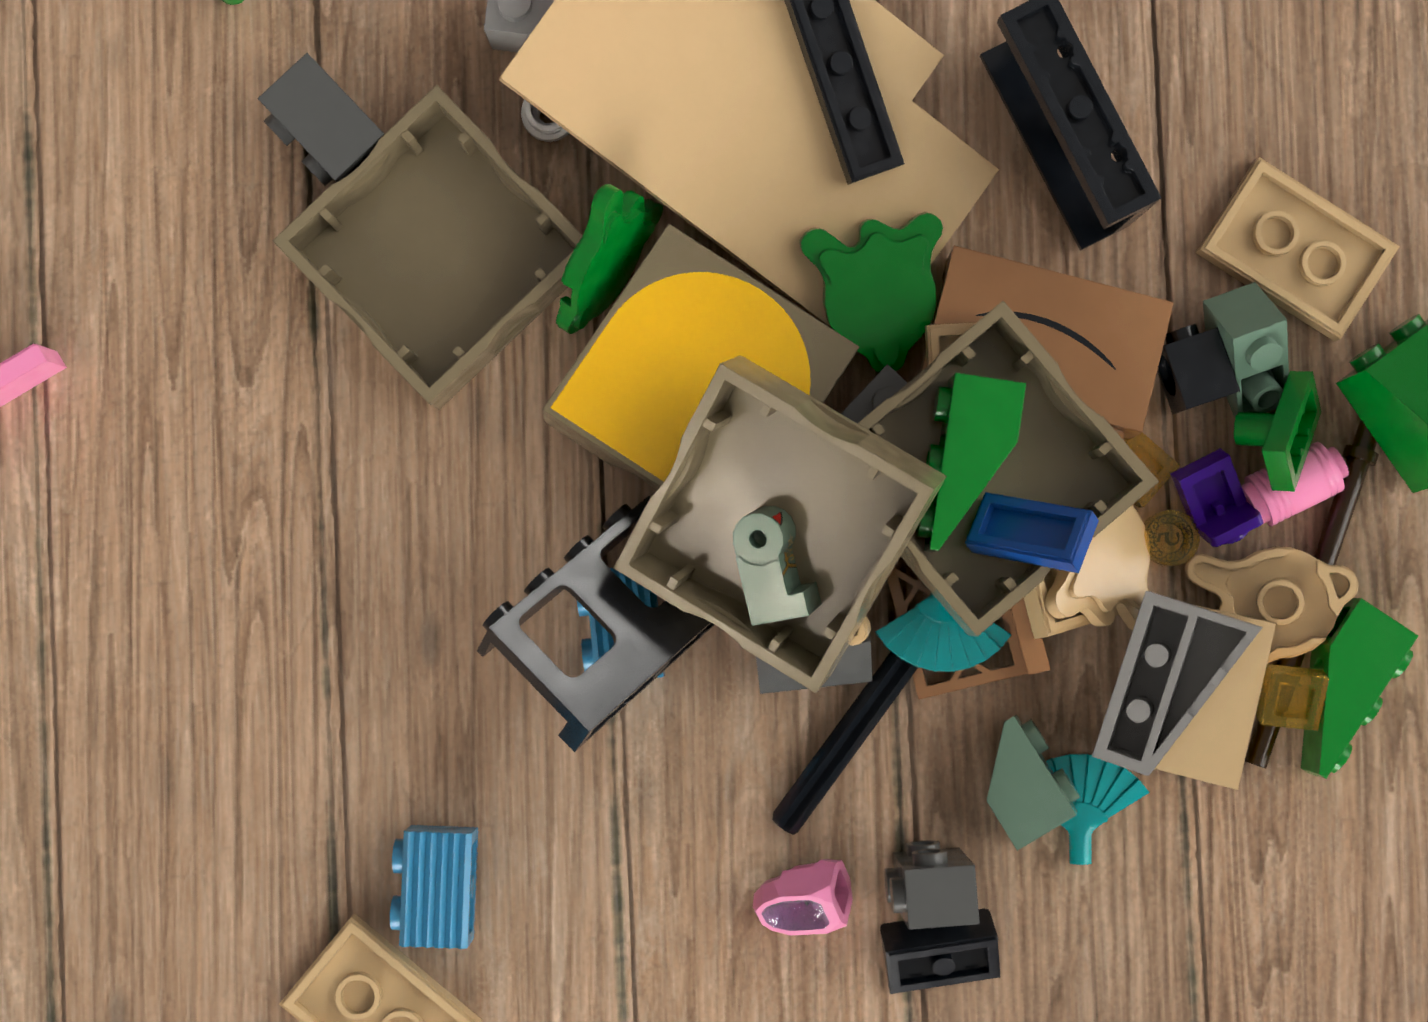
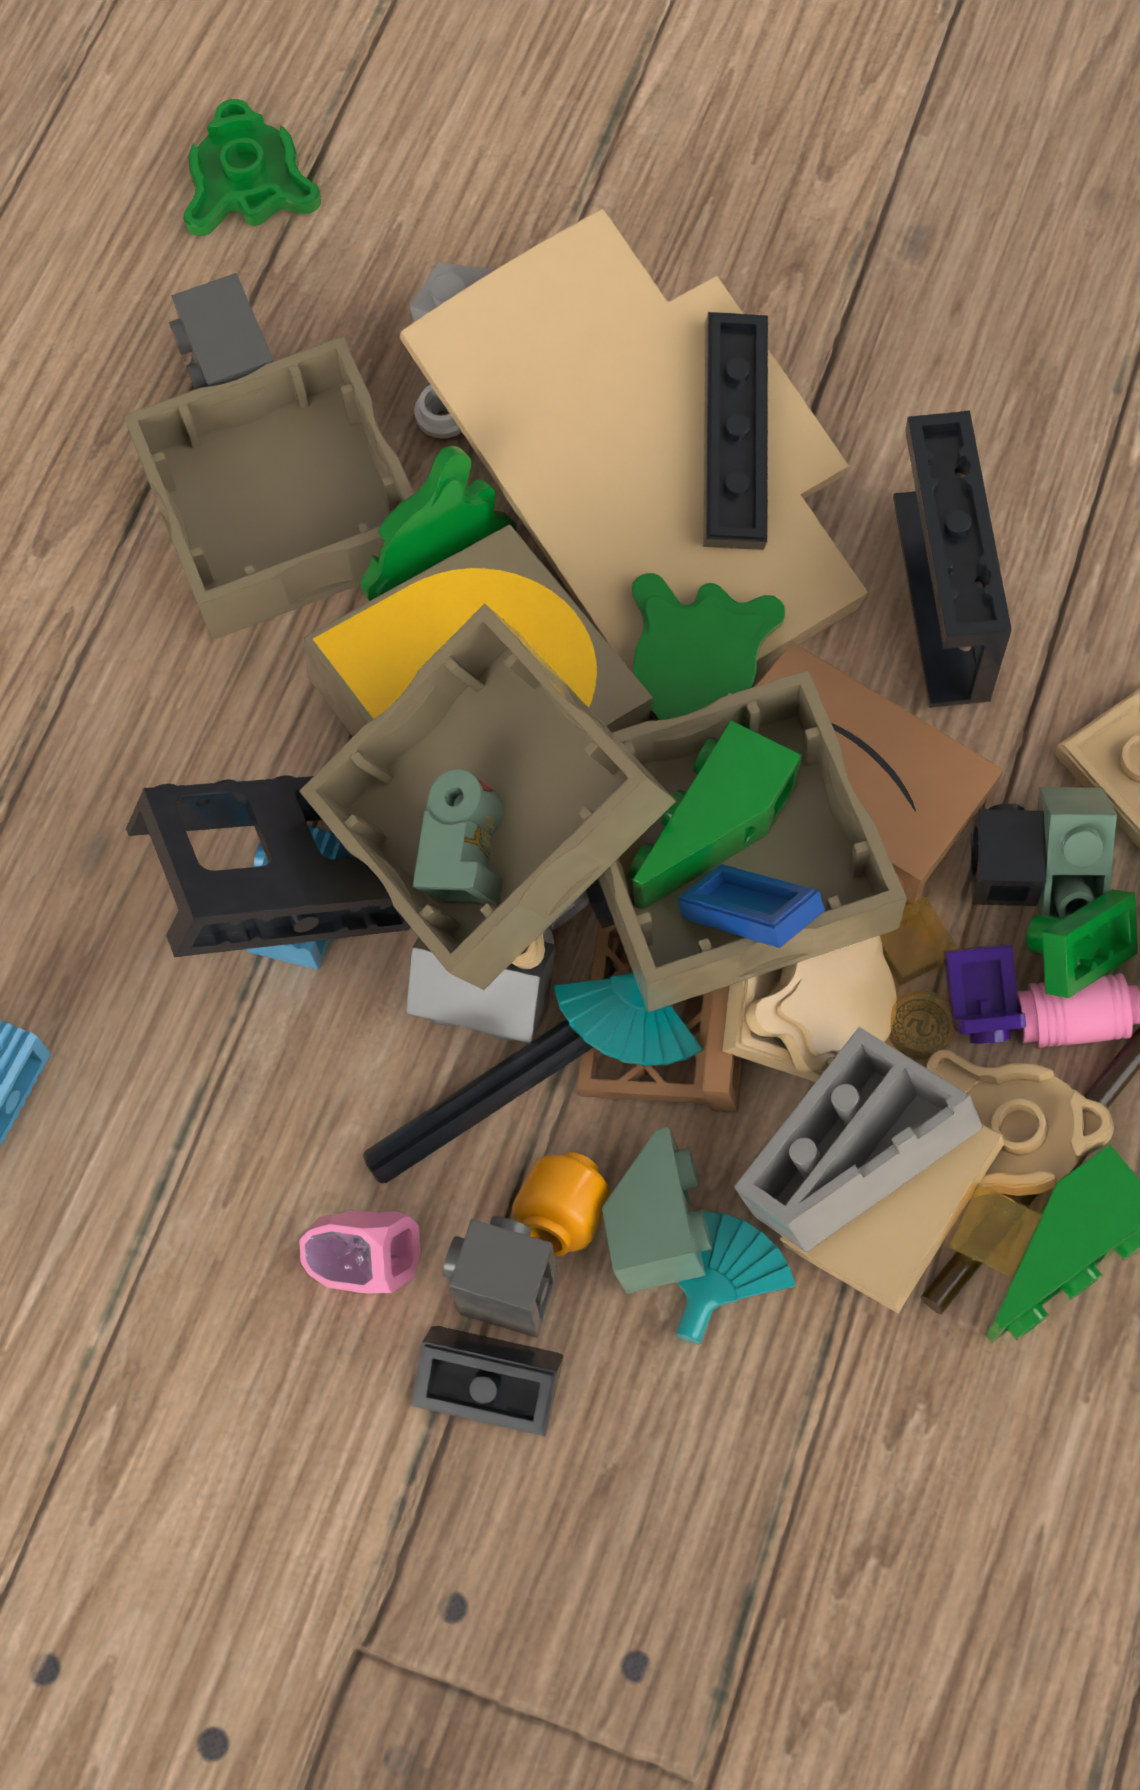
camera: 25 degrees right, 20 degrees down
(947, 800) = (562, 1201): none -> light orange head

